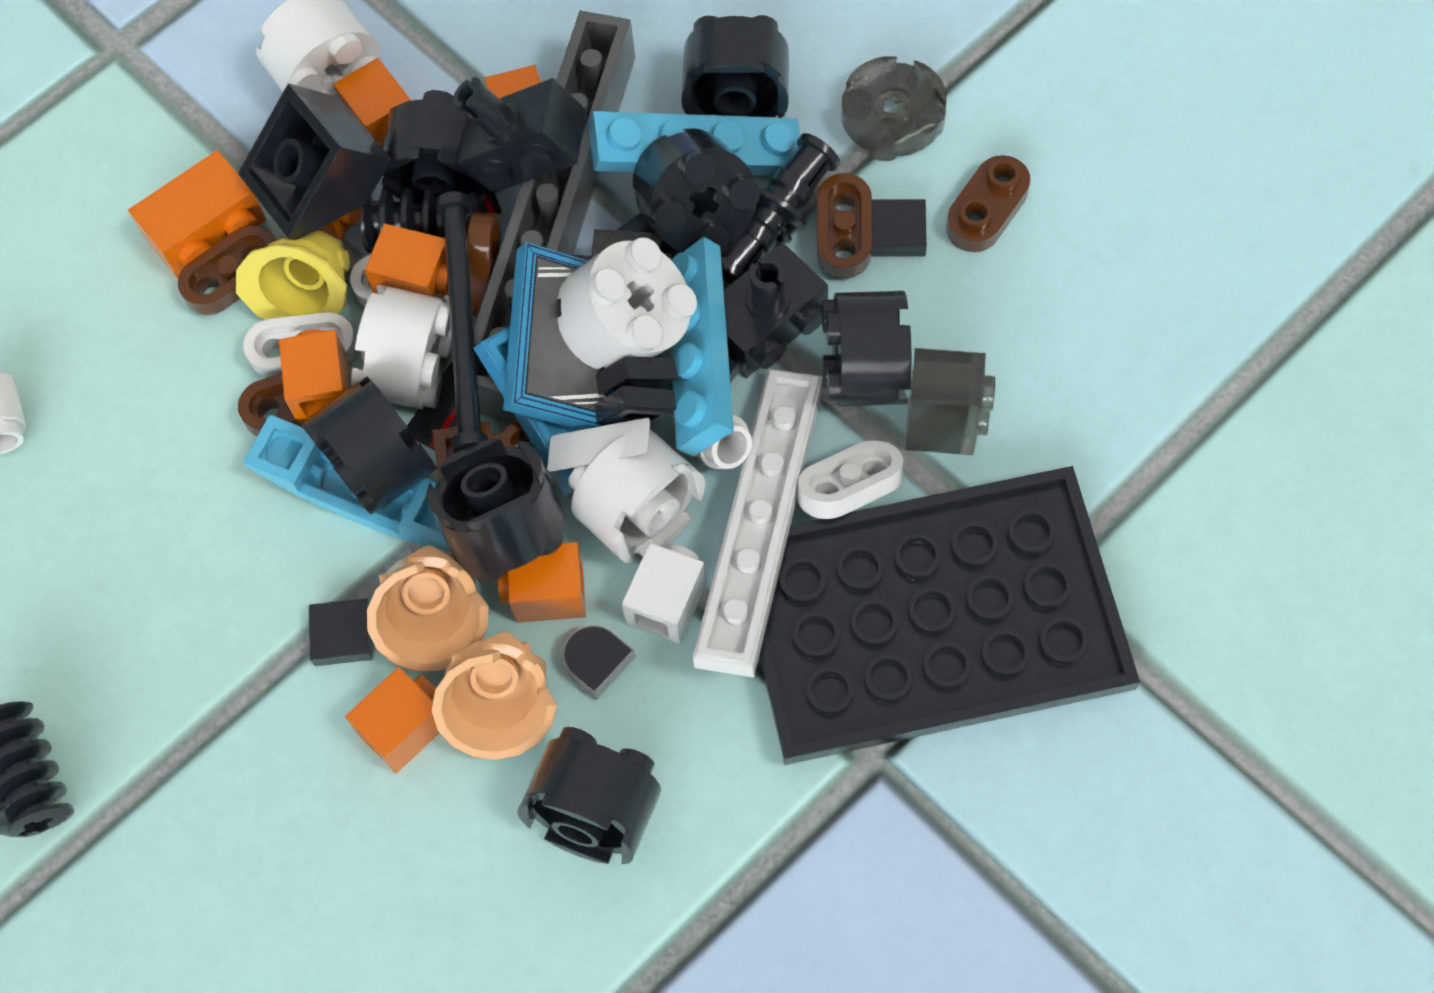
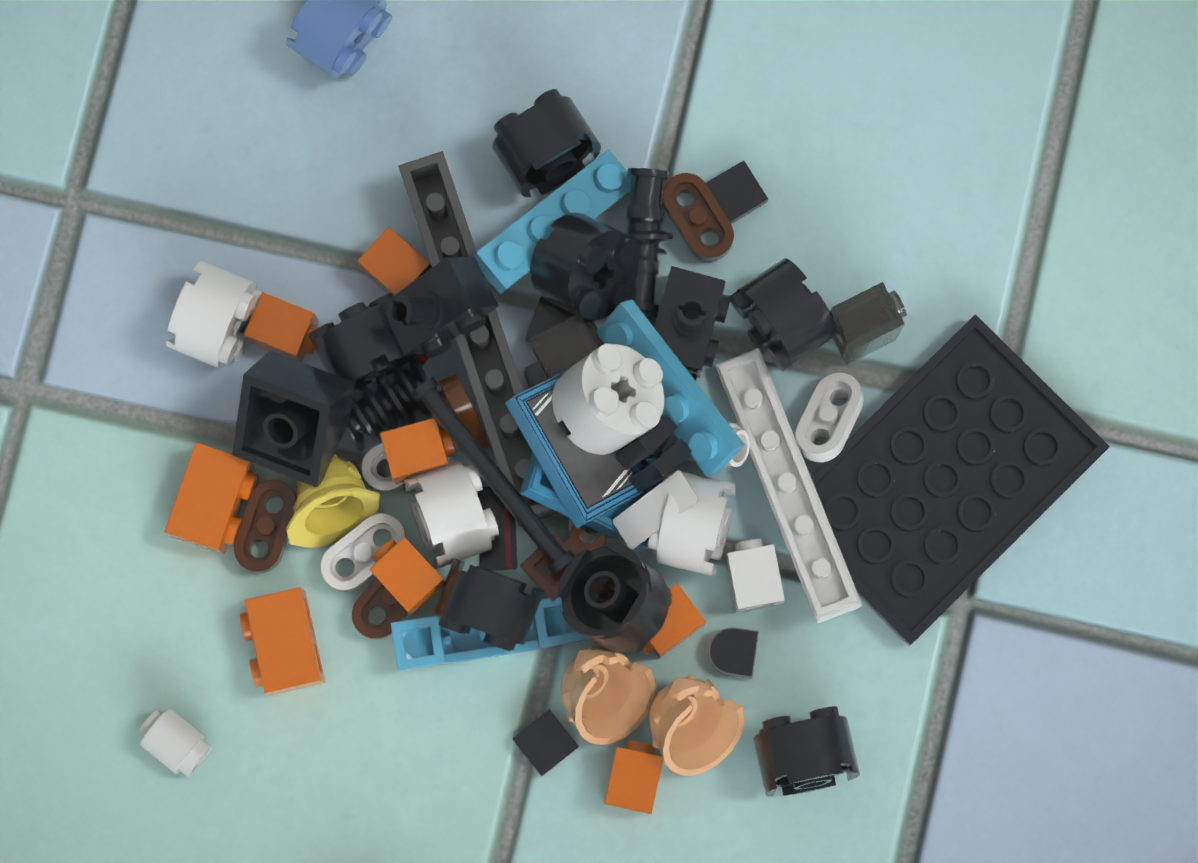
camera: 35 degrees left, 15 degrees up
(163, 380) = (282, 642): none -> orange brick
(888, 133) = (663, 69): clear smoke plate -> none
(990, 199) = (788, 131): reddish brown plate -> none

